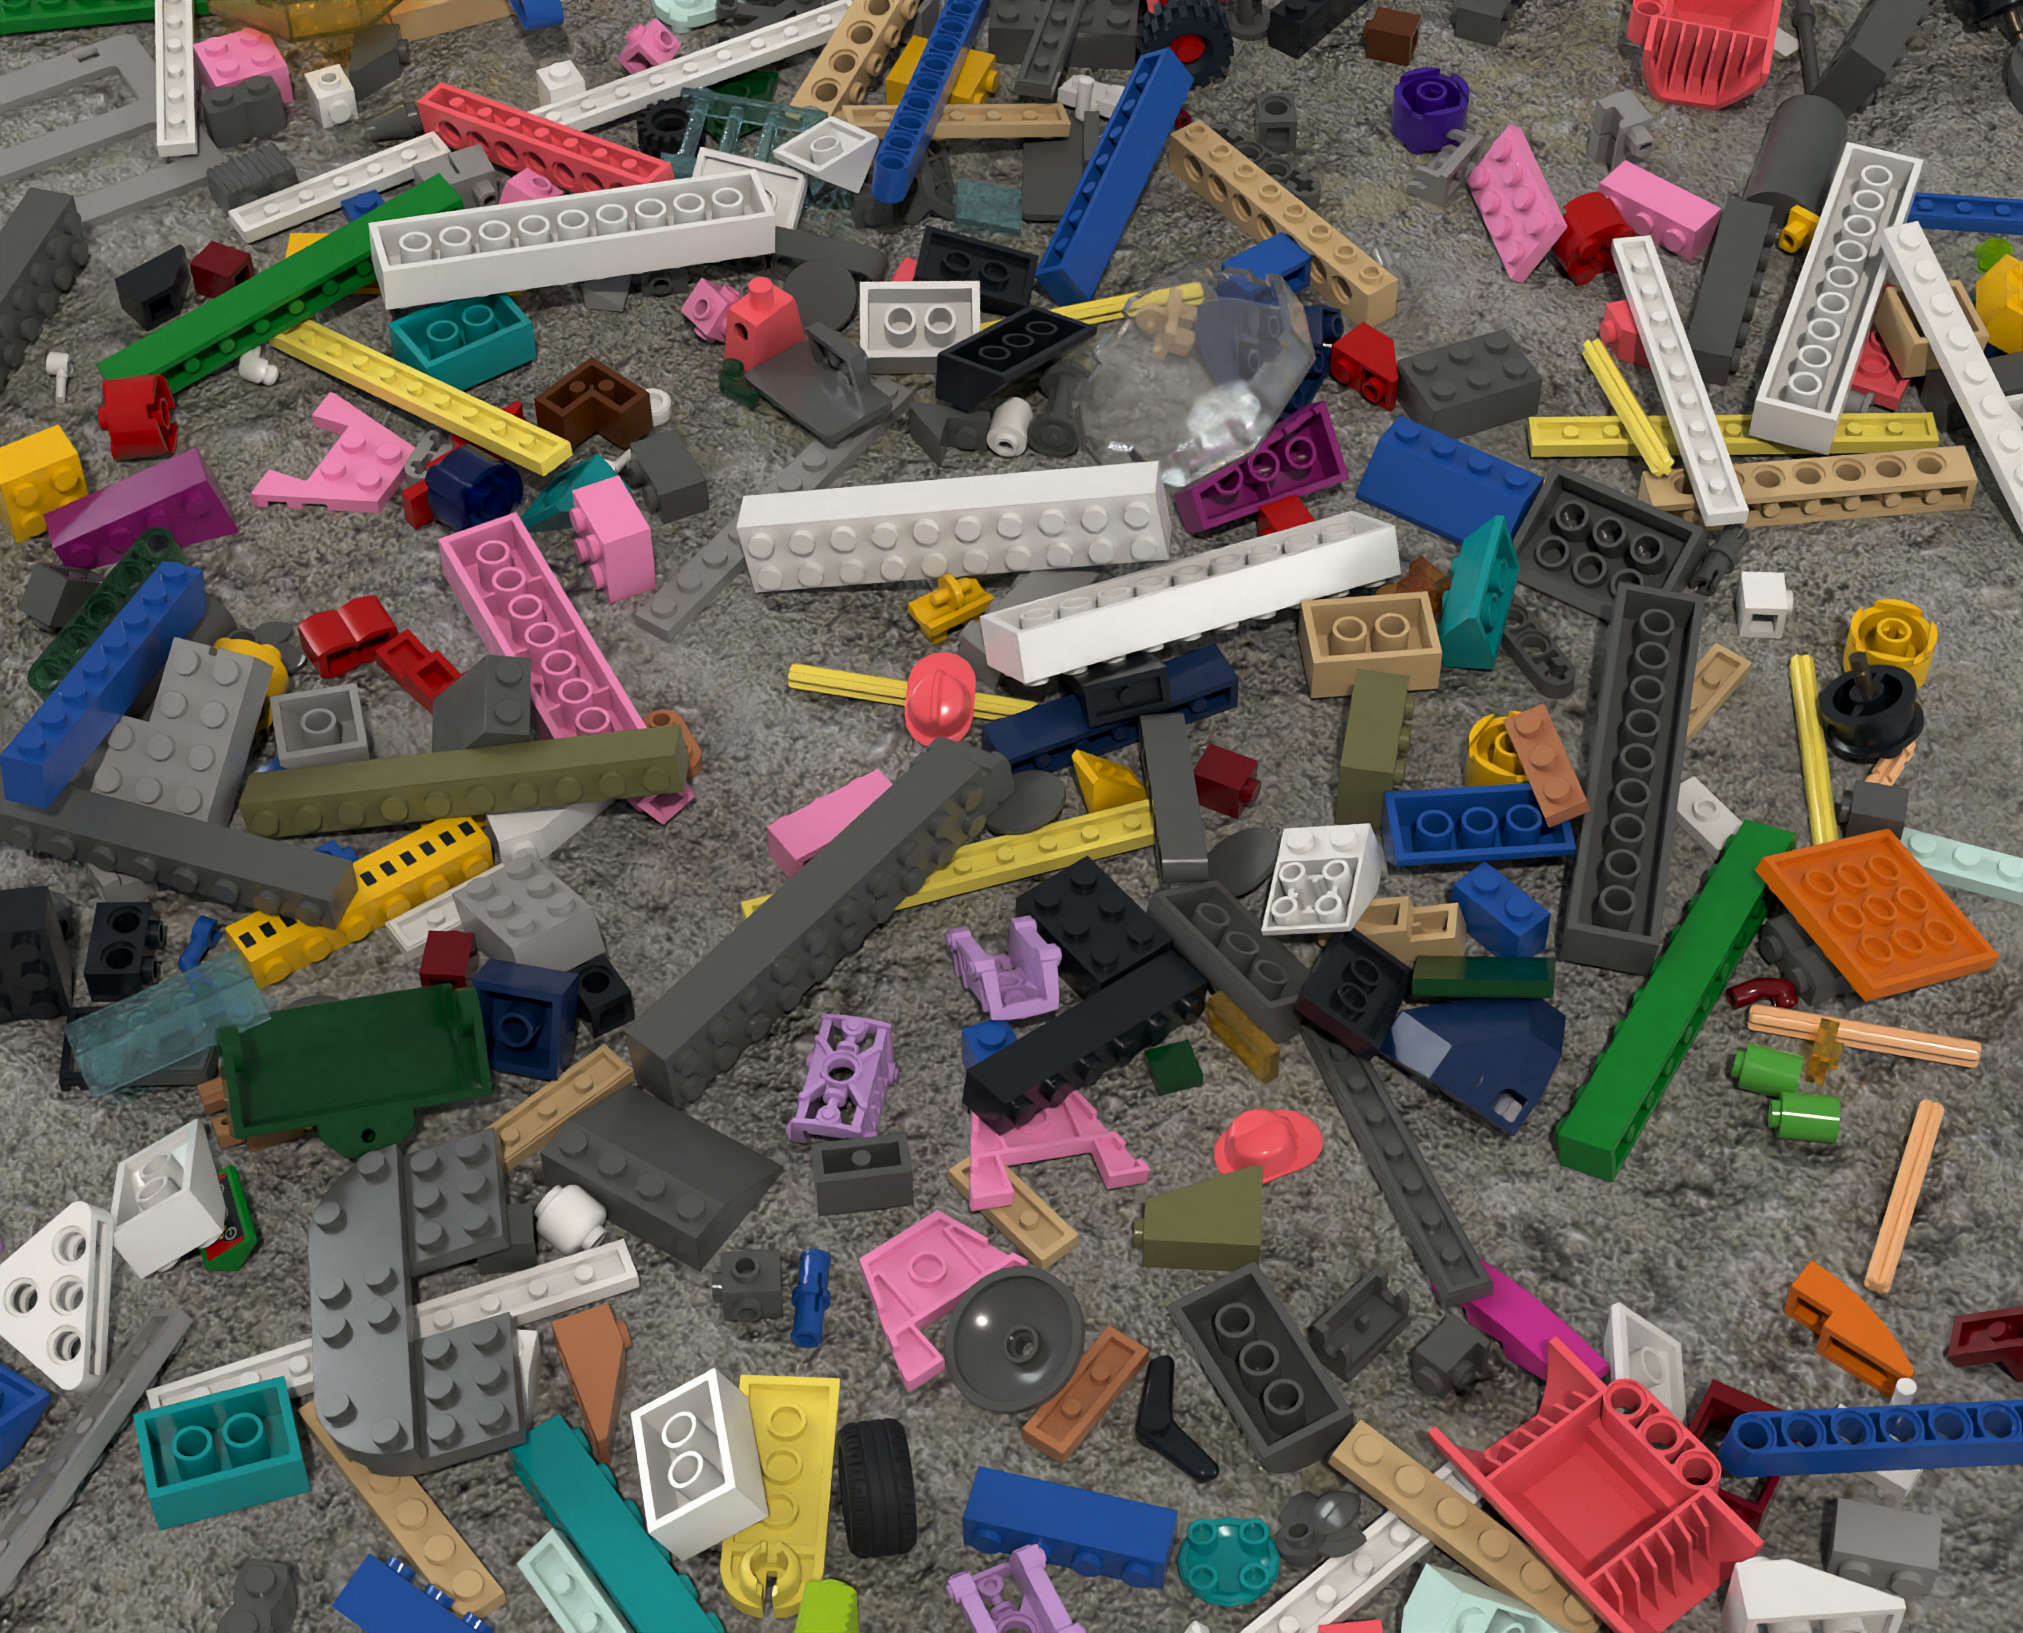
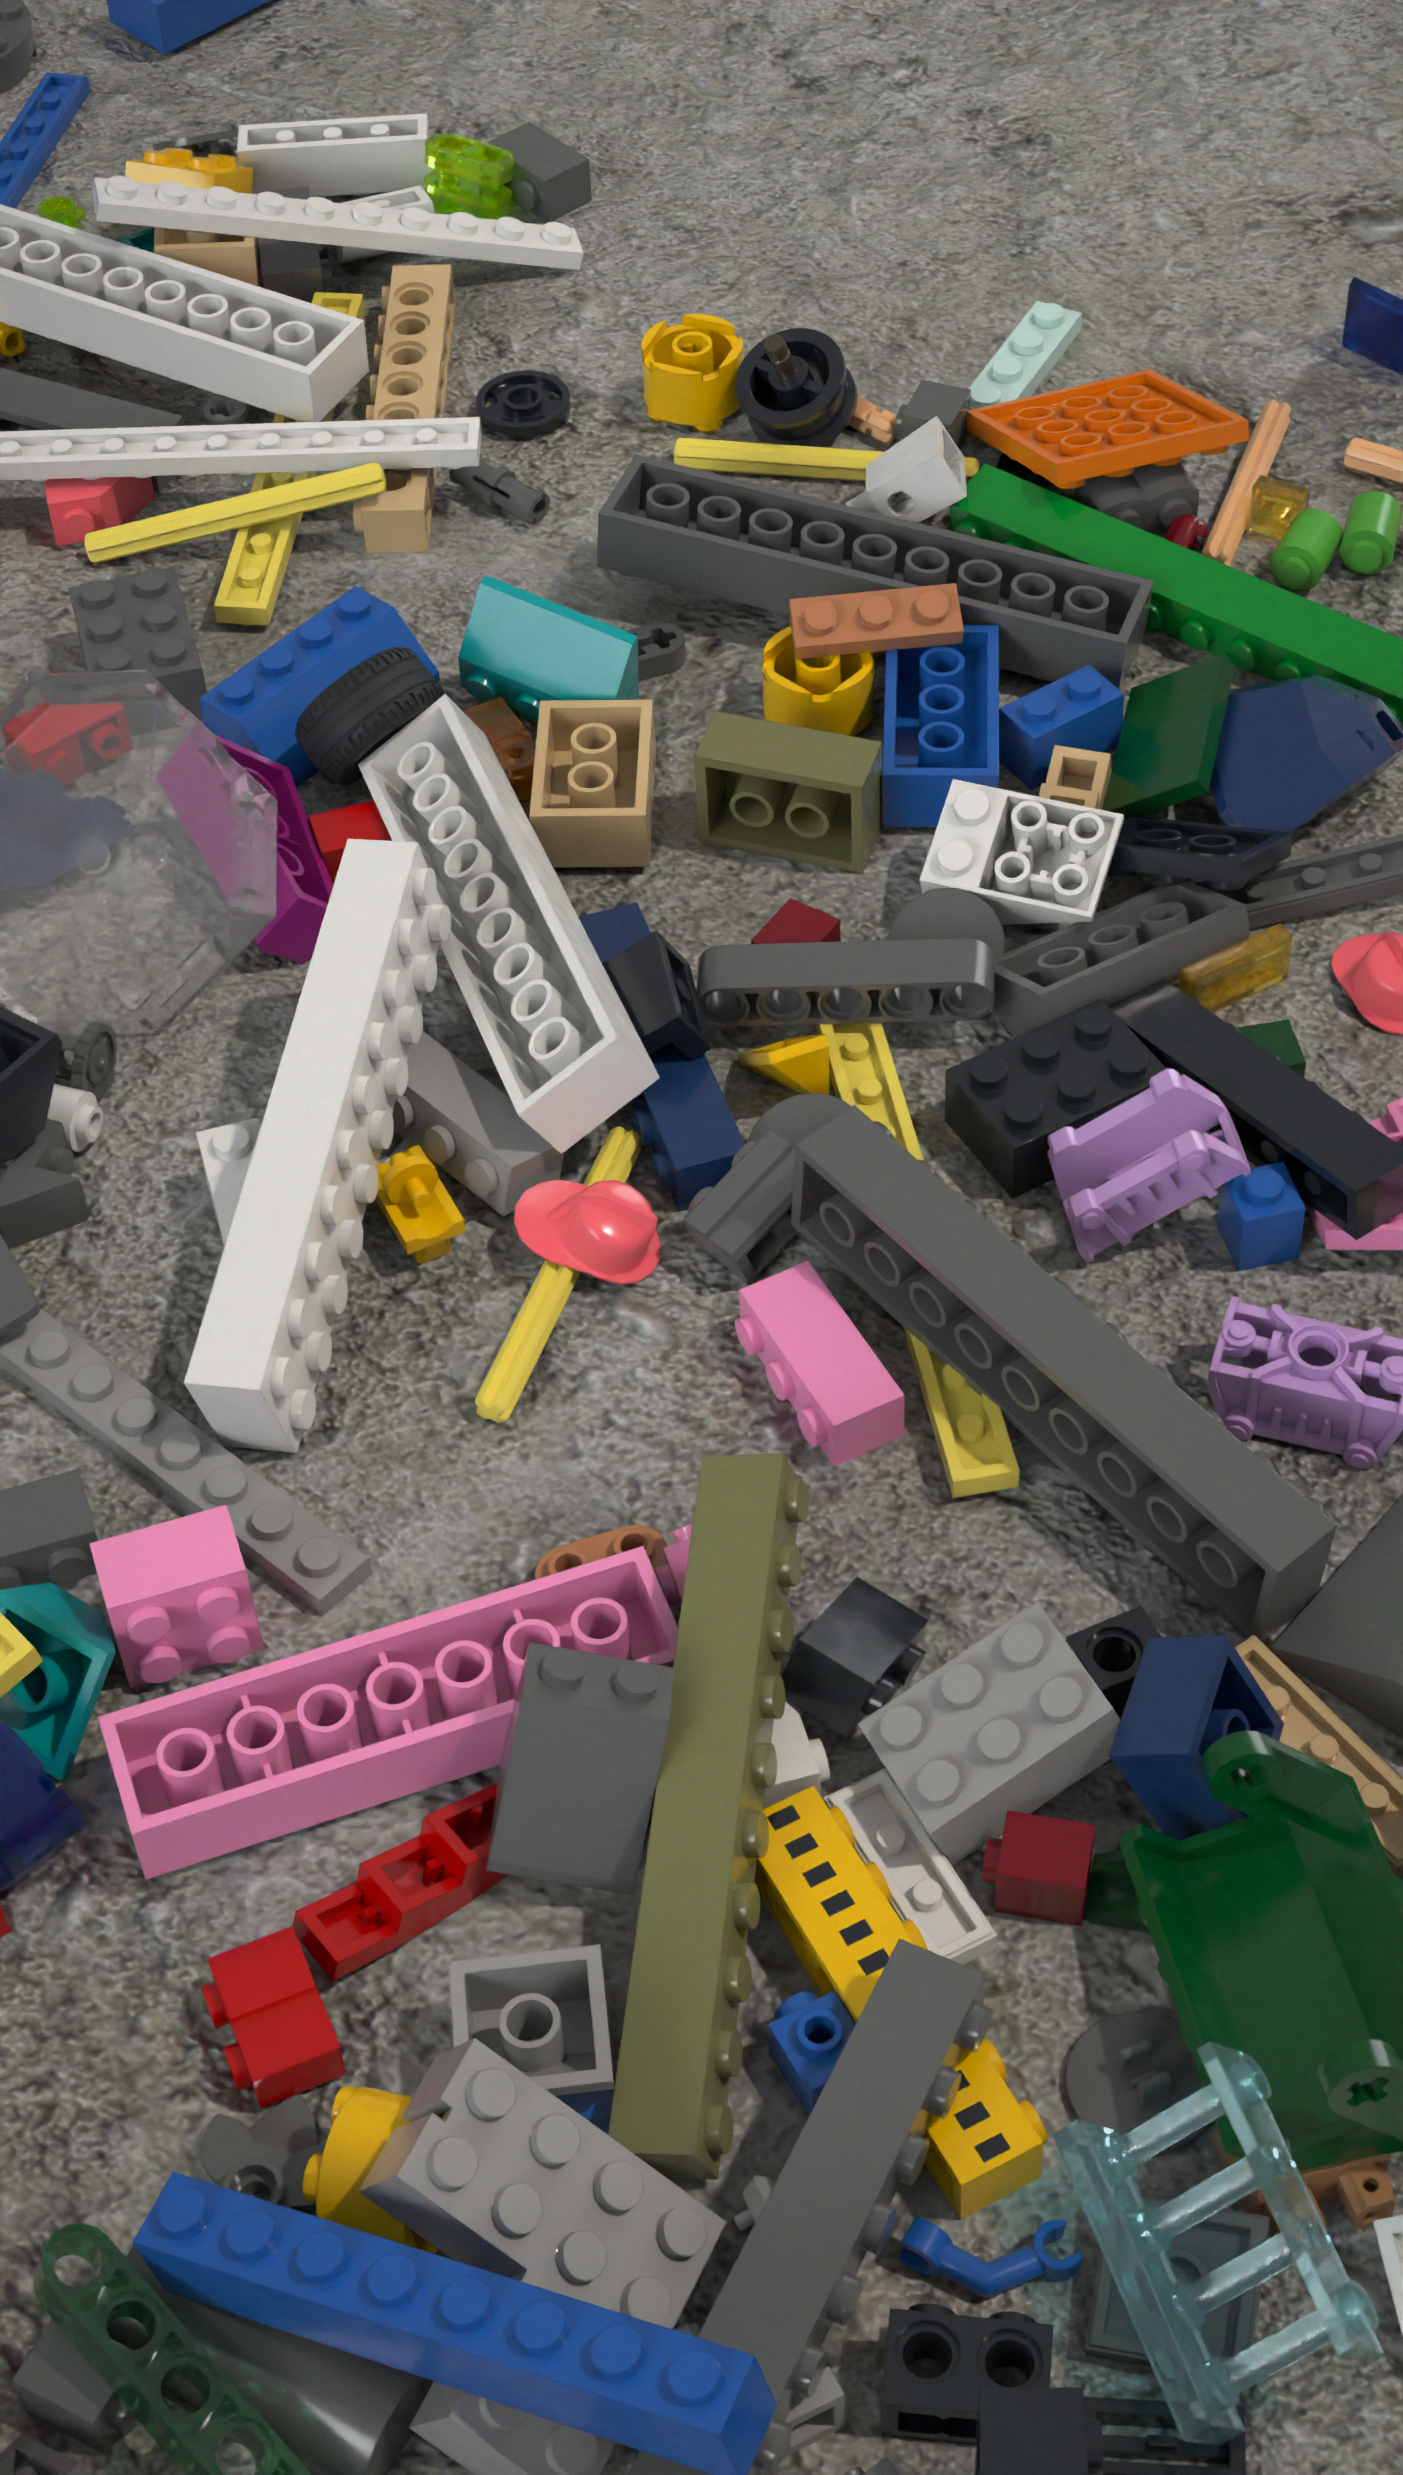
camera: 80 degrees left, 0 degrees up
(586, 852) = (854, 1657): none -> black brick
(1395, 498) = (364, 712): none -> black tyre
(1591, 537) = (476, 529): dark grey slope -> none
(1762, 604) = (586, 461): white brick -> none
(1765, 793) = (915, 476): none -> white torso
(1840, 566) = (523, 404): none -> black wheel

